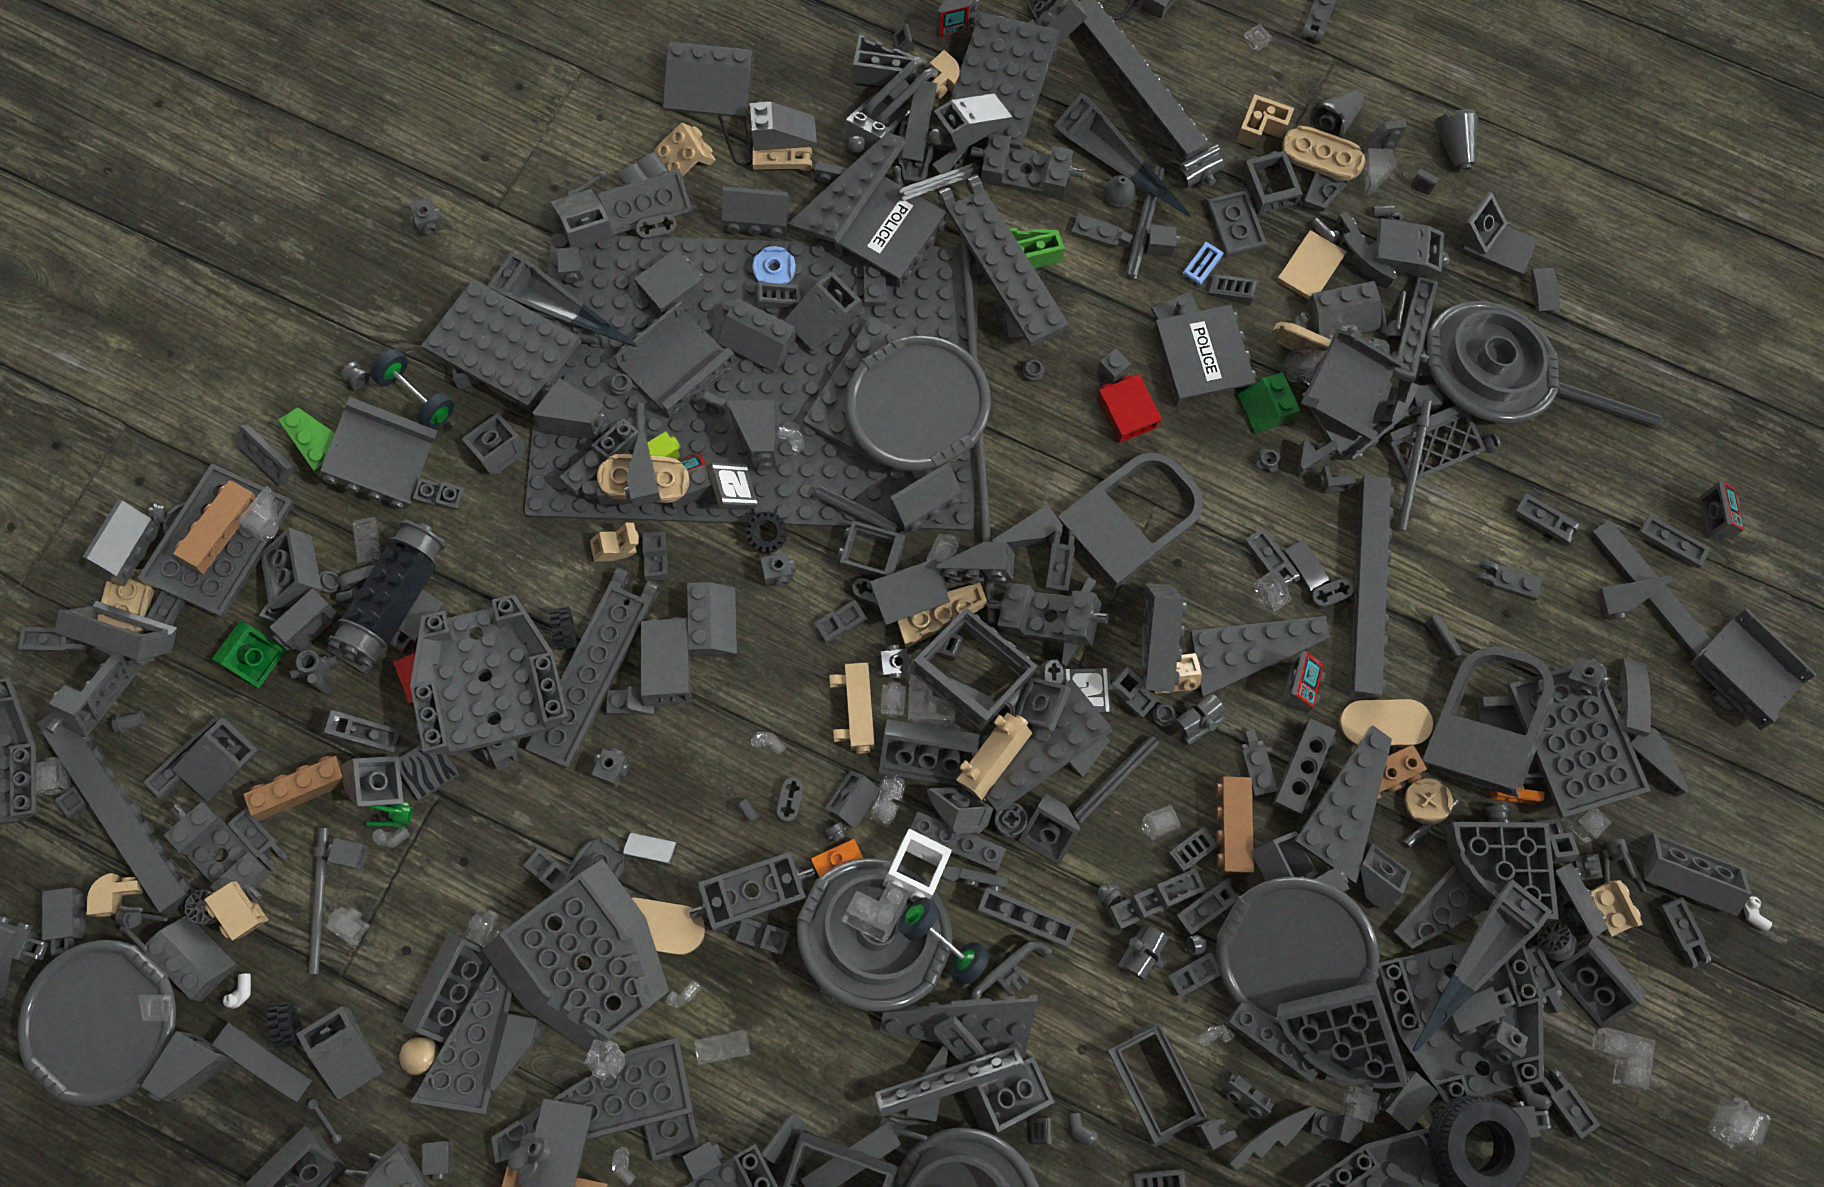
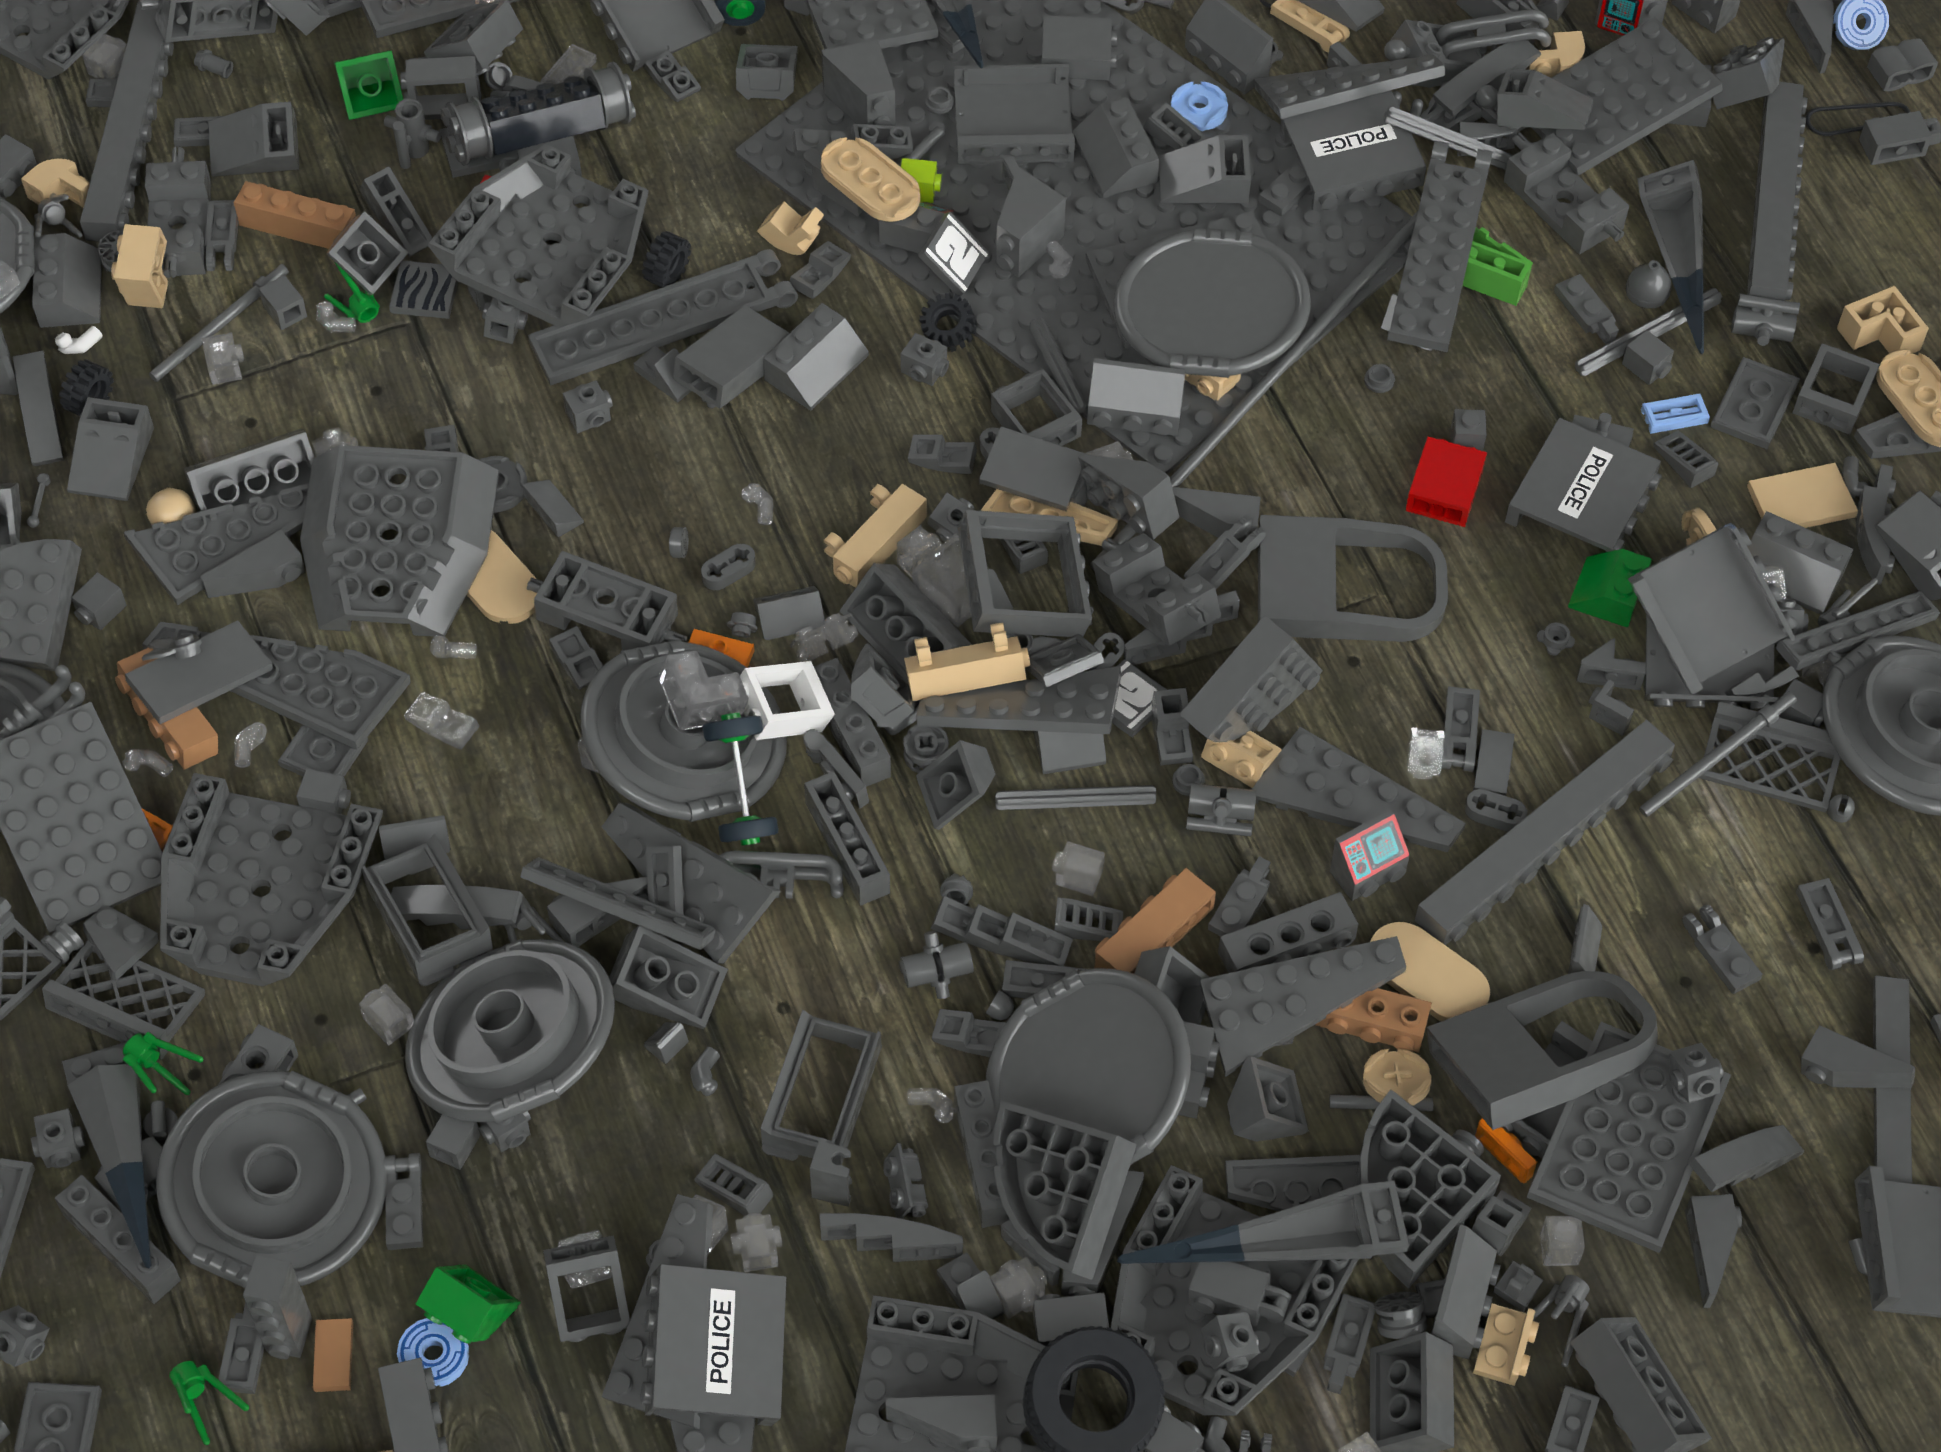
camera: 45 degrees right, 15 degrees down
(605, 1059) = (323, 628): clear brick -> none
(641, 477) = (869, 165): dark grey slope -> none

